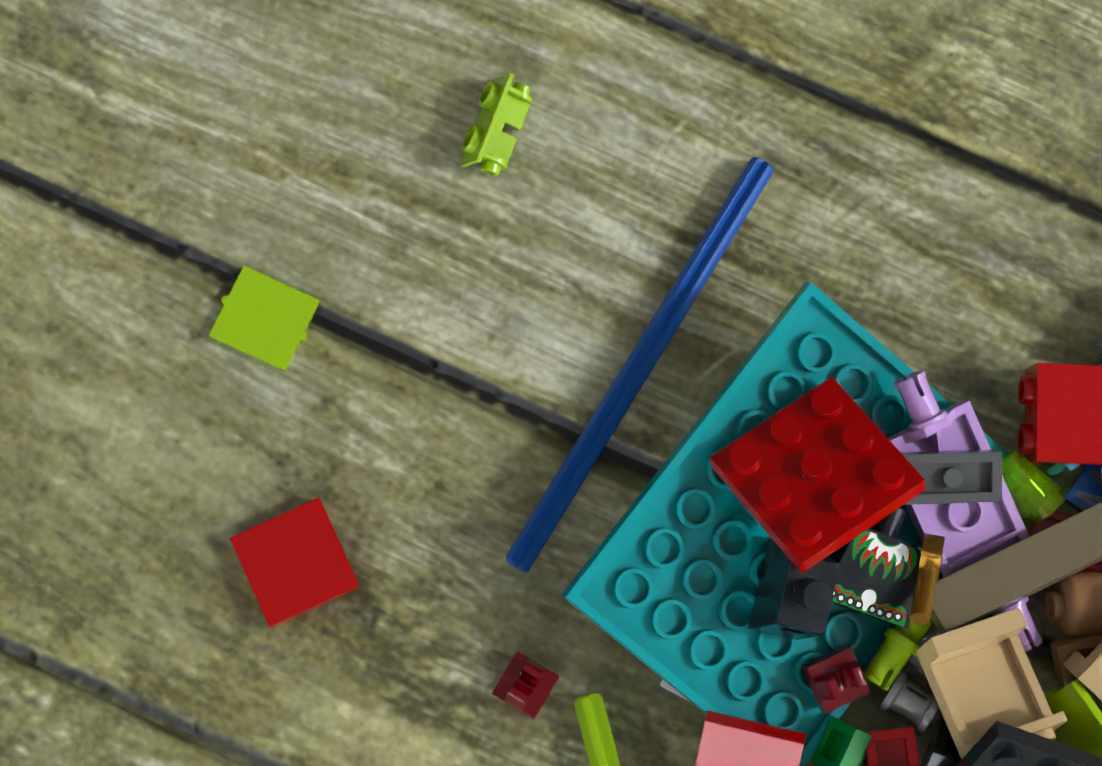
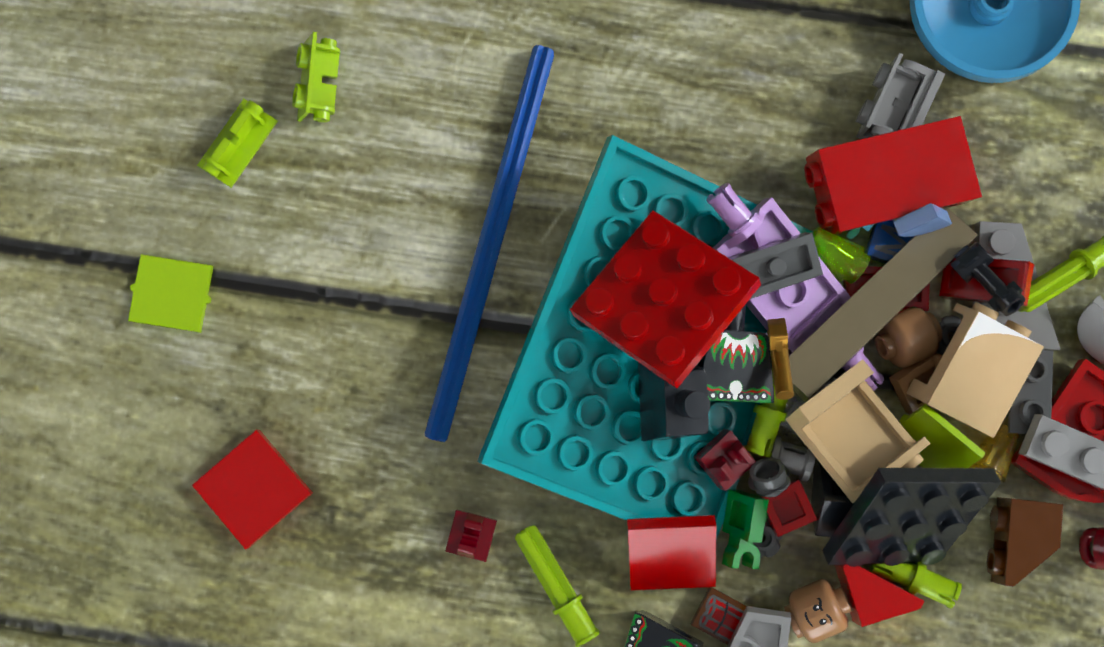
camera: 15 degrees left, 5 degrees up
(388, 171) = (237, 142): none -> lime hinge
(879, 712) = (769, 477): none -> dark grey plate

